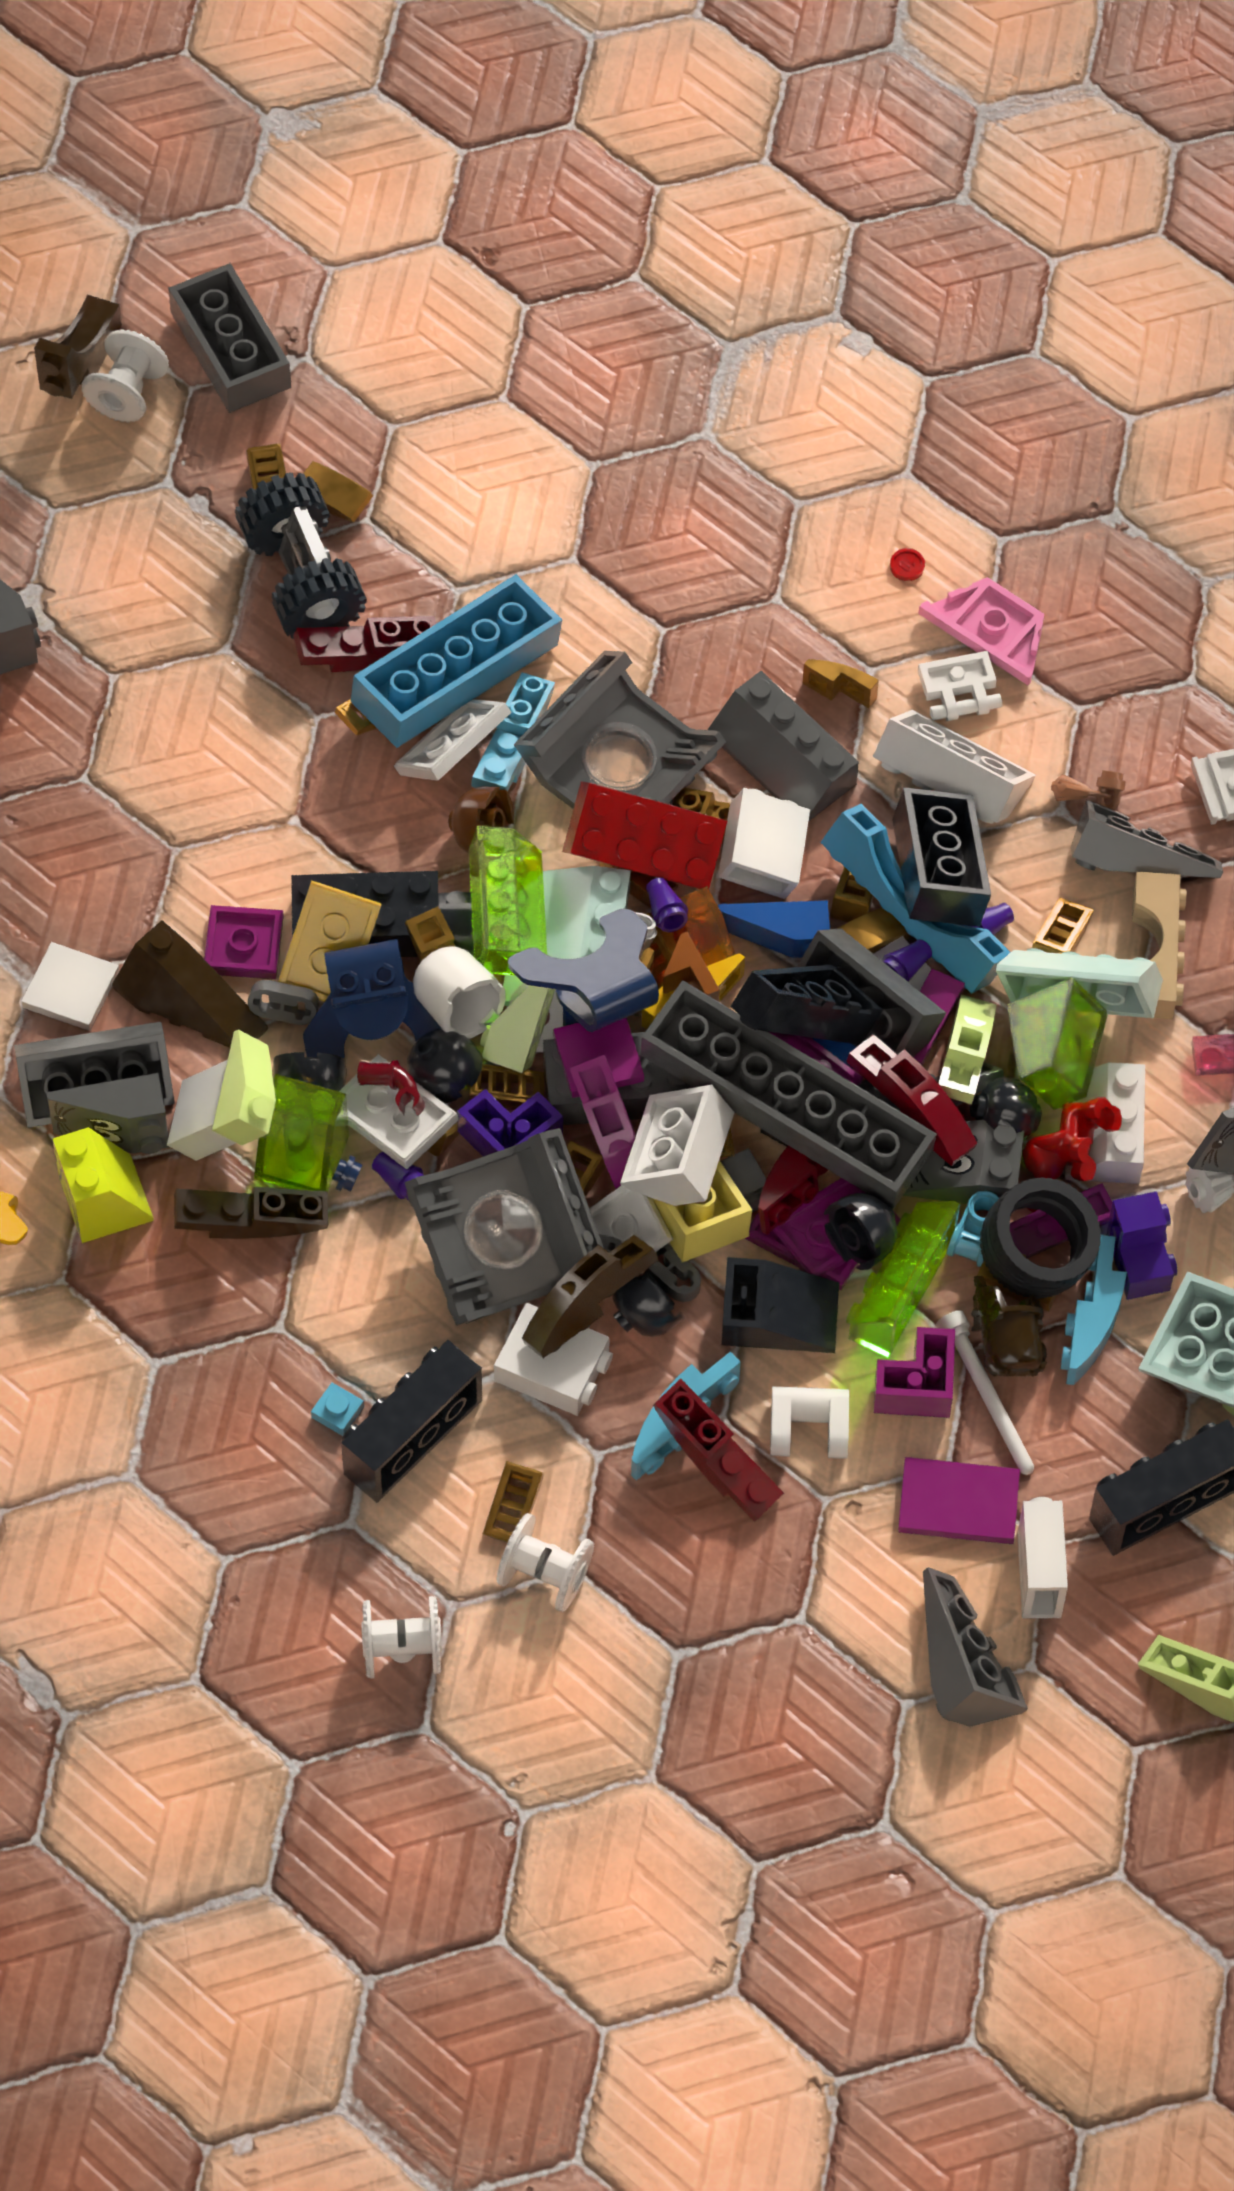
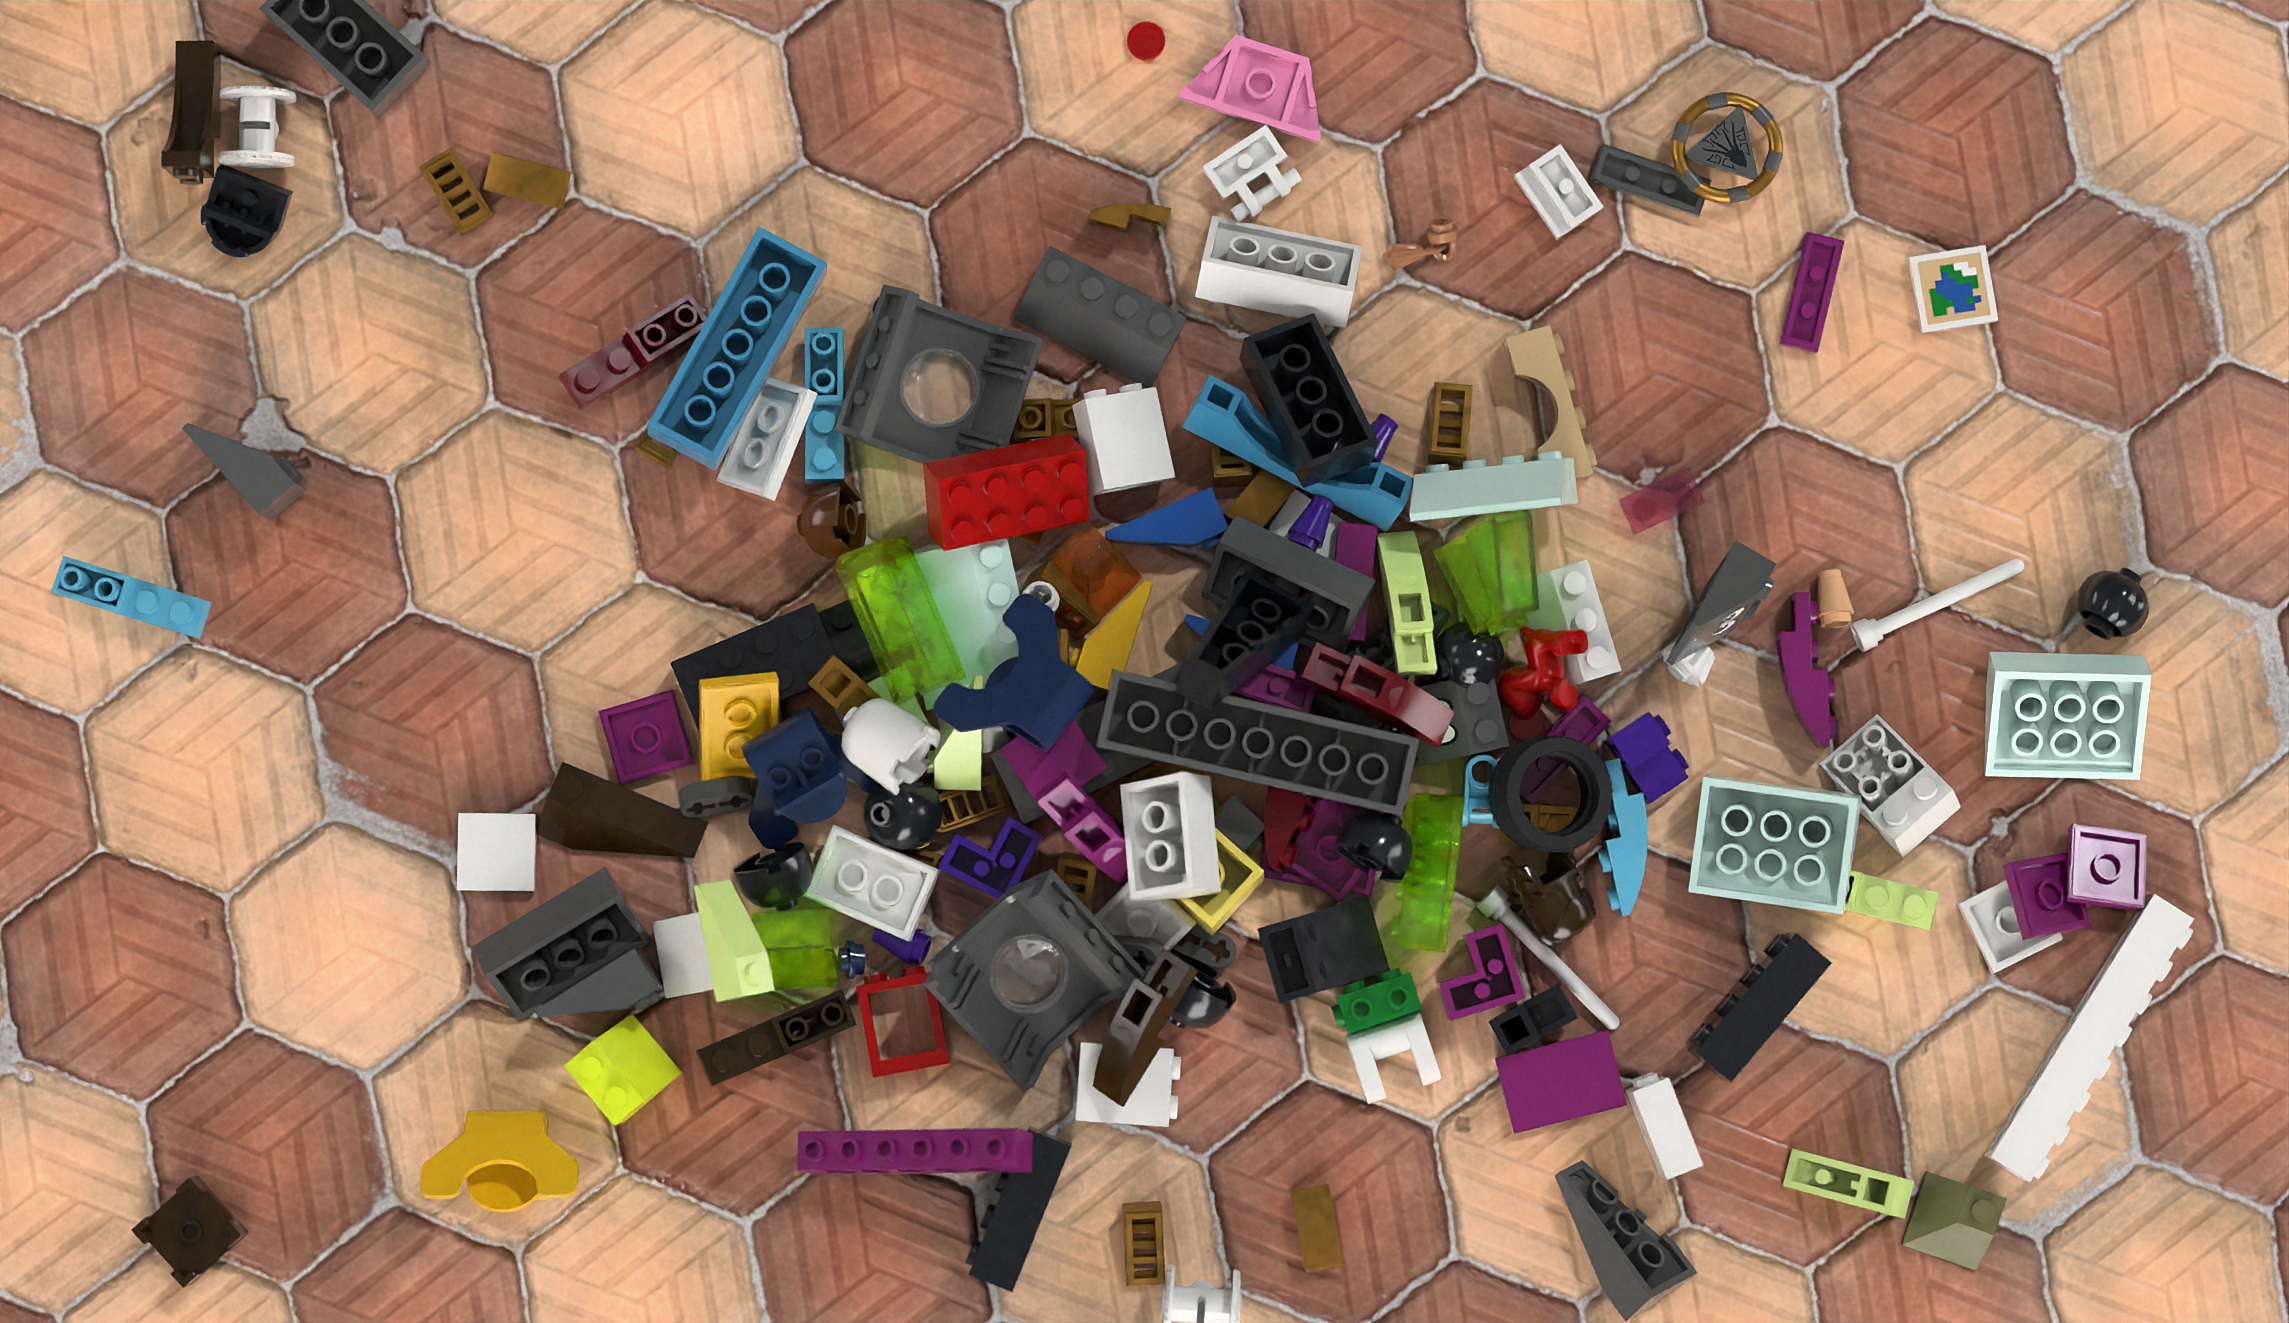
camera: 20 degrees left, 25 degrees up
(84, 440) = (243, 212): none -> black slope
(288, 520) = (500, 242): black plate -> none
(337, 1329) = (915, 1151): none -> magenta brick
(337, 1409) = (939, 1208): medium azure plate -> none
(367, 1273) = (905, 1063): none -> red window
(394, 1077) = (864, 855): dark red piece -> none
(655, 1439) = (1260, 1110): medium azure slope -> none
(666, 906) = (1057, 563): dark purple cone -> none
(680, 1544) = (1316, 1228): none -> pearl gold slope
(689, 966) = (1101, 623): dark orange slope -> none
(714, 1452) = (1321, 1130): dark red slope -> none
(812, 1364) = (1373, 1004): none -> green brick
(946, 1433) = (1533, 1019): none -> black brick
(1113, 844) = (1481, 303): dark grey wedge -> none

